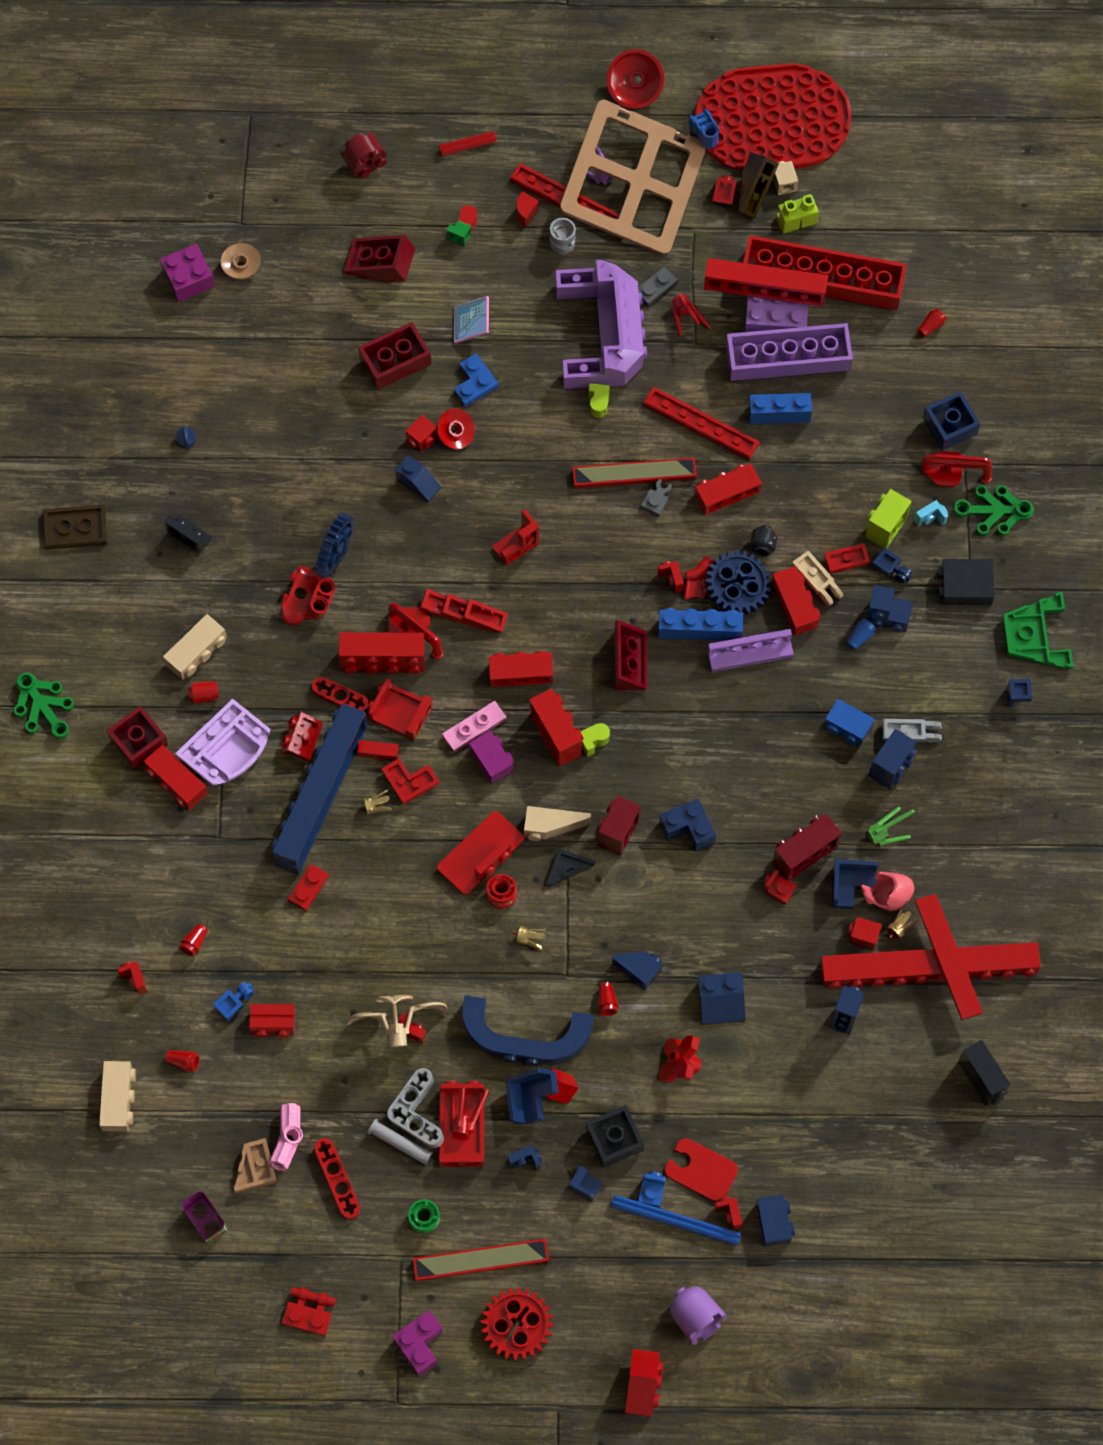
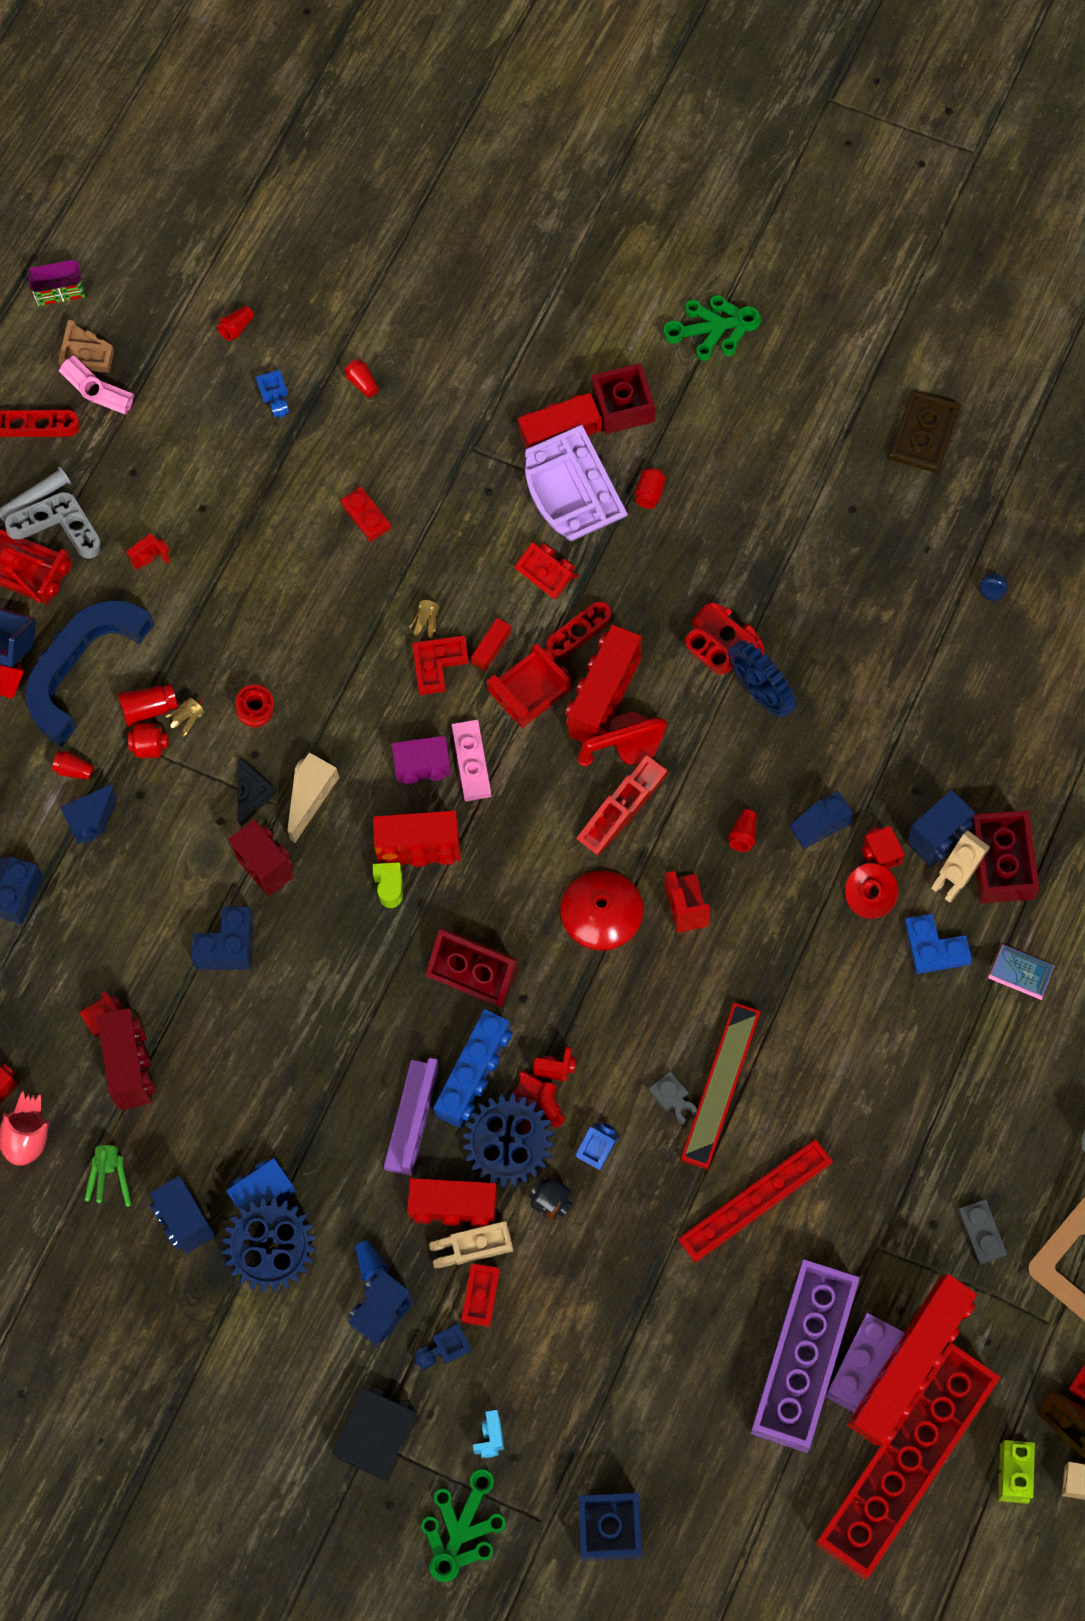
camera: 120 degrees right, 0 degrees up
(117, 1096) = (229, 248): tan brick -> none
(136, 980) = (350, 310): red bracket -> none
(187, 533) = (860, 540): black bracket -> none
(195, 647) = (709, 498): tan brick -> none
(272, 1019) = (231, 421): red brick -> none
(319, 789) = (468, 557): dark blue piece -> none
(393, 398) = (940, 828): none -> dark blue brick
(397, 1032) = (157, 507): tan plant -> none
(416, 375) = (961, 864): none -> tan hinge
(447, 525) = (743, 833): none -> red cone
(480, 853) = (313, 705): red bracket -> none
(520, 669) = (516, 837): red brick -> none
(535, 968) = (146, 703): none -> red plant
(544, 607) = (597, 926): none -> red dish
(563, 954) = (147, 740): none -> red head
(599, 399) = (840, 1085): lime leg -> none
(618, 325) = (936, 1154): medium lavender wedge -> none
(684, 306) = (935, 1249): red plant -> none
(712, 527) = (597, 1144): none -> blue bracket
(727, 488) = (645, 1188): red brick -> none
(780, 408) = (729, 1307): blue brick -> none
(850, 876) = (72, 1098): dark blue panel -> none
(882, 698) = (264, 1270): none -> dark blue gear
(887, 518) = (503, 1366): lime brick -> none
(912, 728) = (210, 1268): light grey hinge -> none
(932, 322) = (774, 1581): red cone -> none
(947, 467) = (550, 1493): red piece -> none
(1018, 691) = (193, 1423): dark blue panel -> none
(1027, 633) = (268, 1479): green wing -> none

